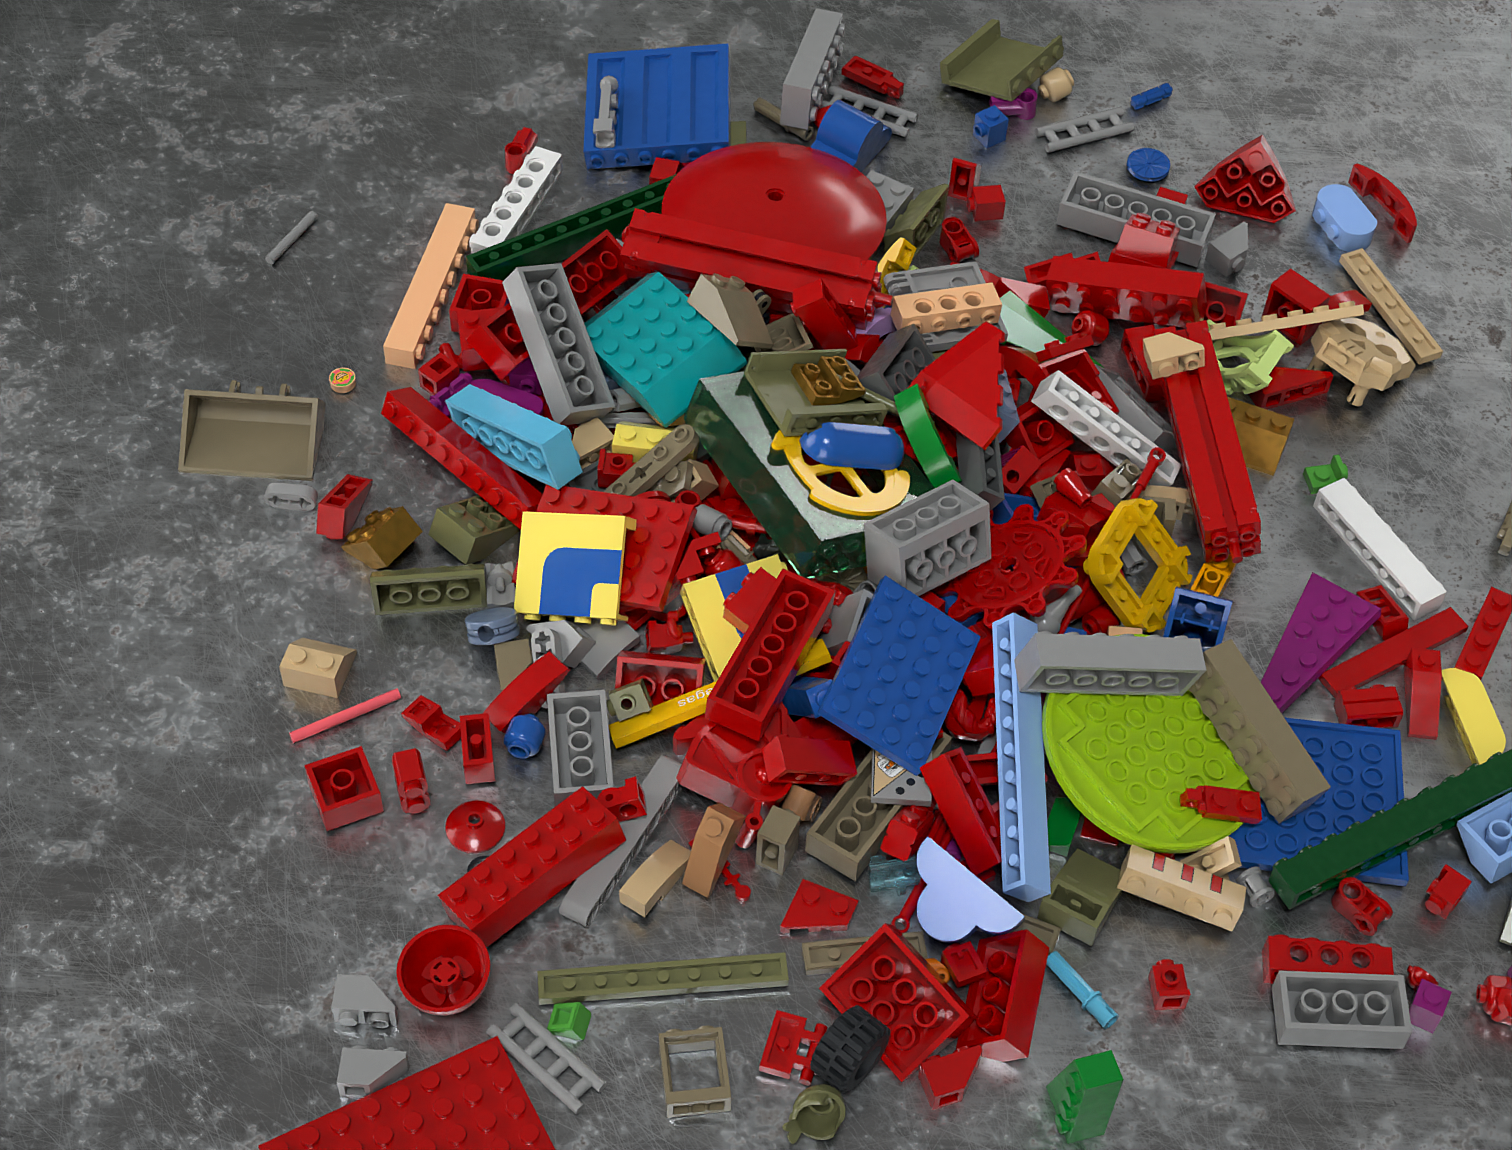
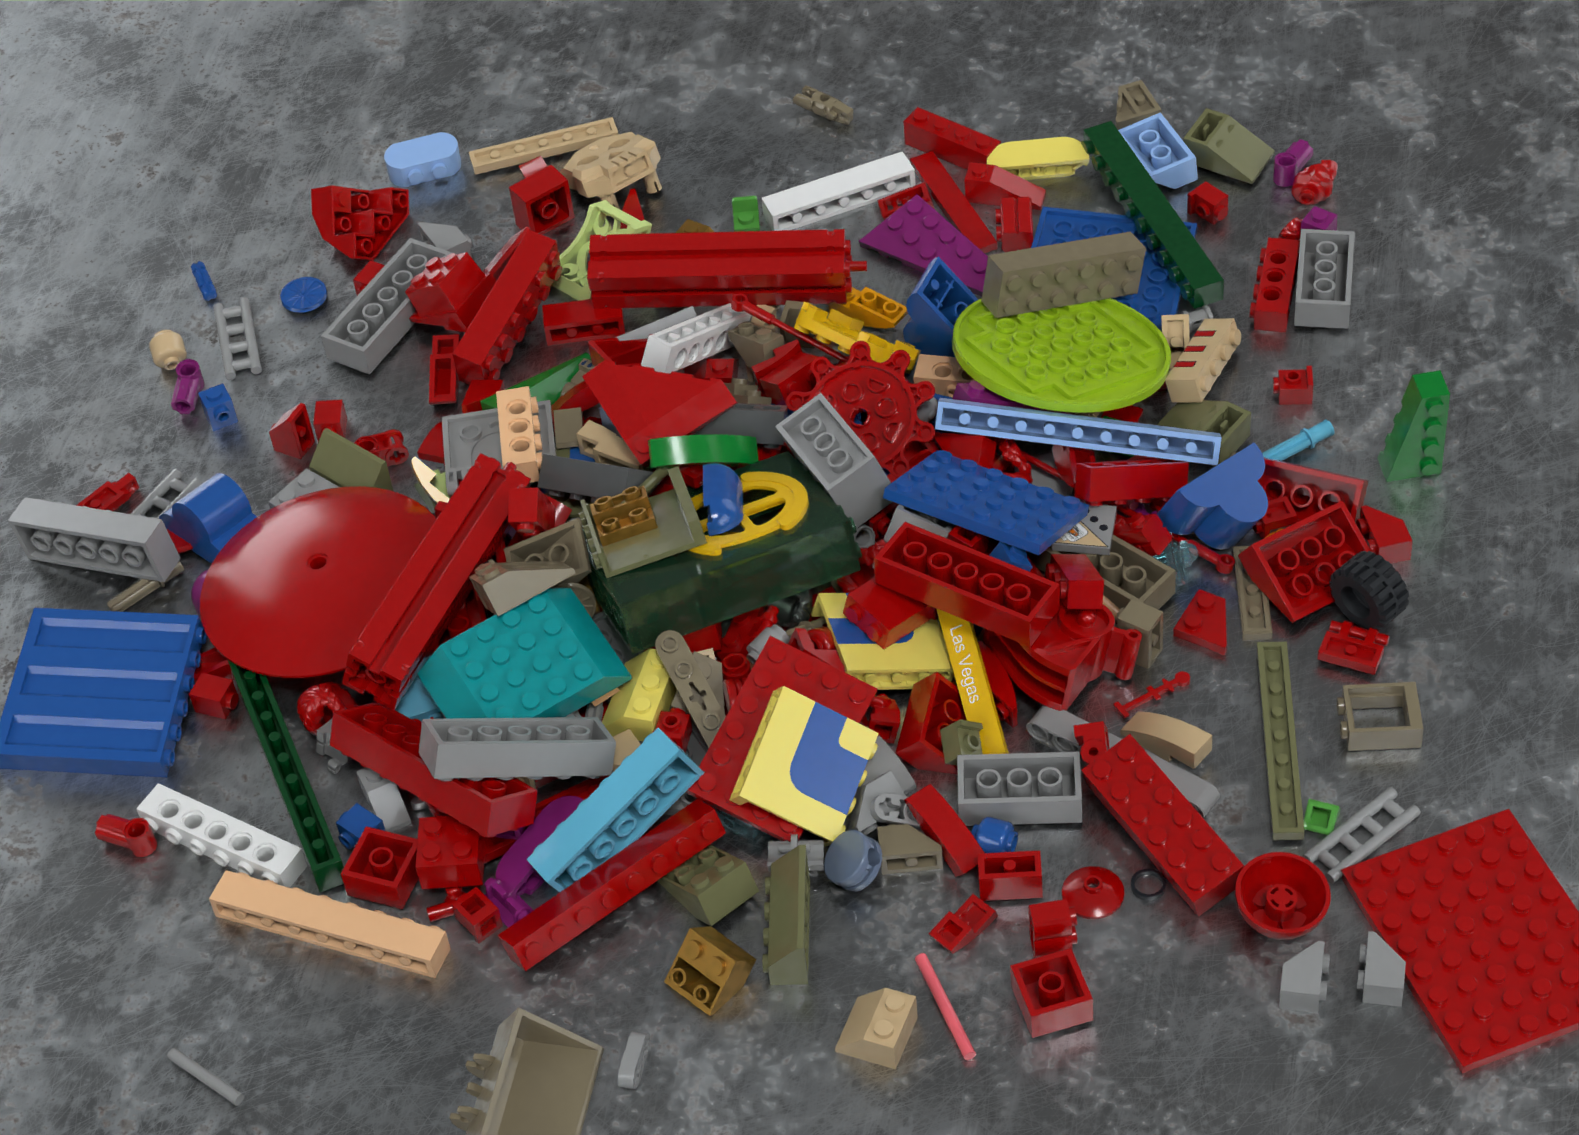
camera: 75 degrees left, 5 degrees down
(341, 506) = (660, 1005): red slope -> none
(342, 380) = (458, 1016): tile -> none
(604, 125) = (114, 727): light grey plate -> none
(712, 847) = (1152, 674): medium nougat slope -> none
(816, 1113) = (1422, 628): olive hat -> none
(998, 64) = (130, 386): olive panel -> none
(1055, 349) = (577, 358): red wing -> none
(1072, 486) = (768, 364): red cone -> none
(1091, 323) = (527, 347): red head -> none
(1109, 664) = (1005, 341): light grey brick -> none
(1172, 354) = (632, 263): tan slope -> none
(1224, 803) = (1125, 314): red hinge -> none
(1294, 319) = (578, 202): tan plate -> none
(1362, 906) = (1225, 254): red piece -> none
(1371, 183) = (408, 123): red slope -> none

